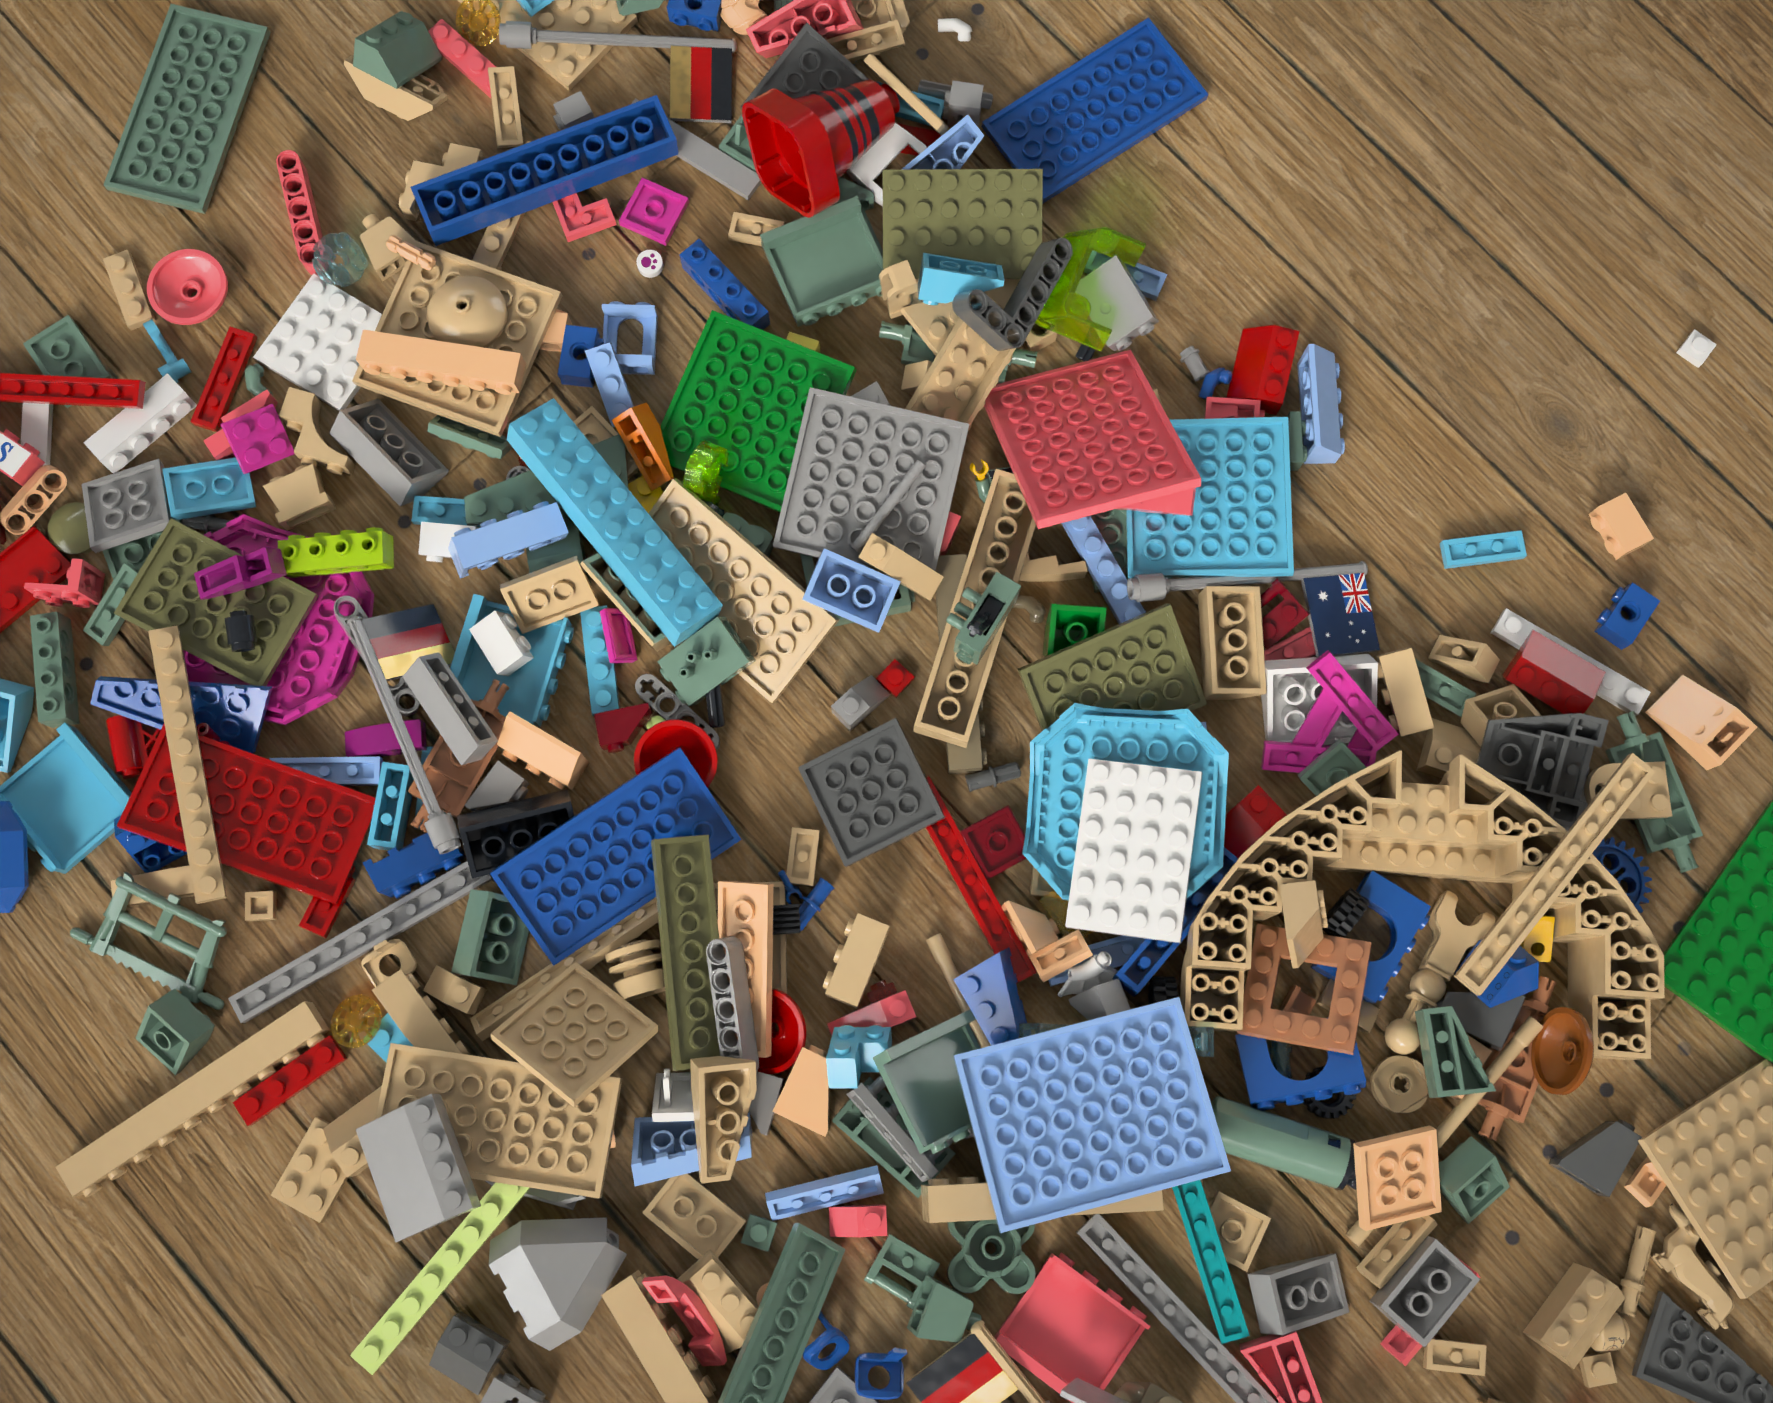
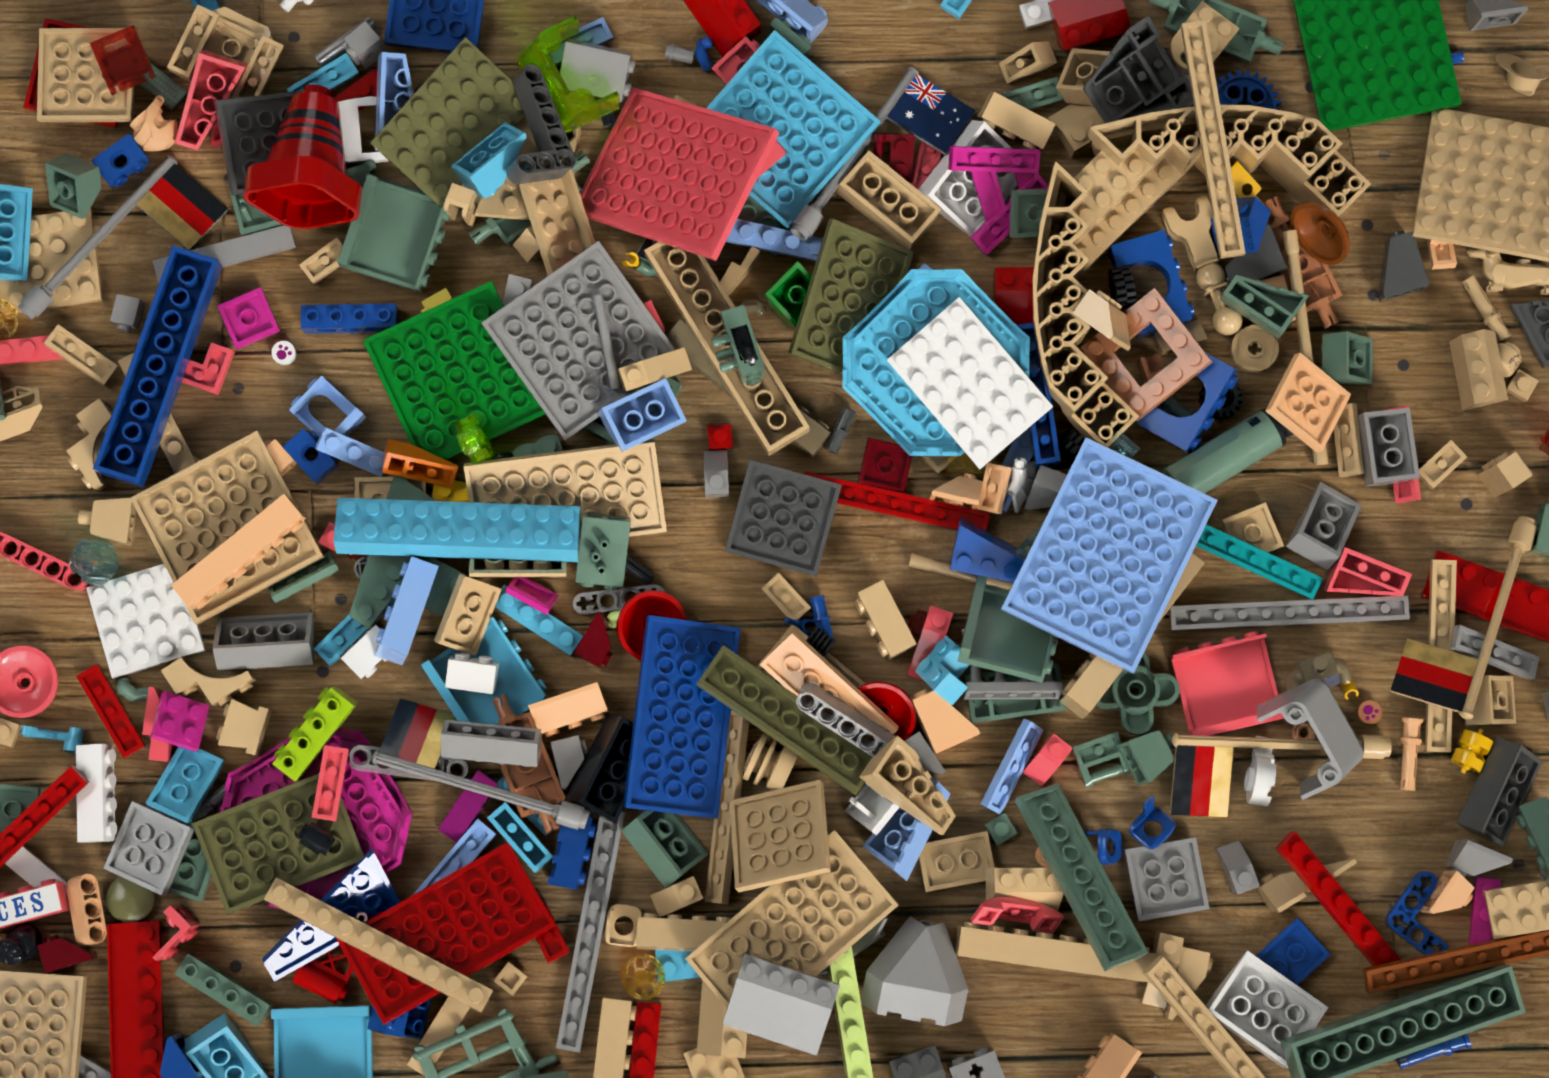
camera: 50 degrees left, 5 degrees up
(104, 623) = (217, 922): sand green plate -> none
(240, 573) = (274, 807): magenta slope -> none
(300, 603) = (330, 783): none -> coral plate
(411, 252) = (138, 507): light nougat axle -> none
(476, 324) = (232, 510): tan dish -> none
(909, 97) = (327, 77): tan tile -> none

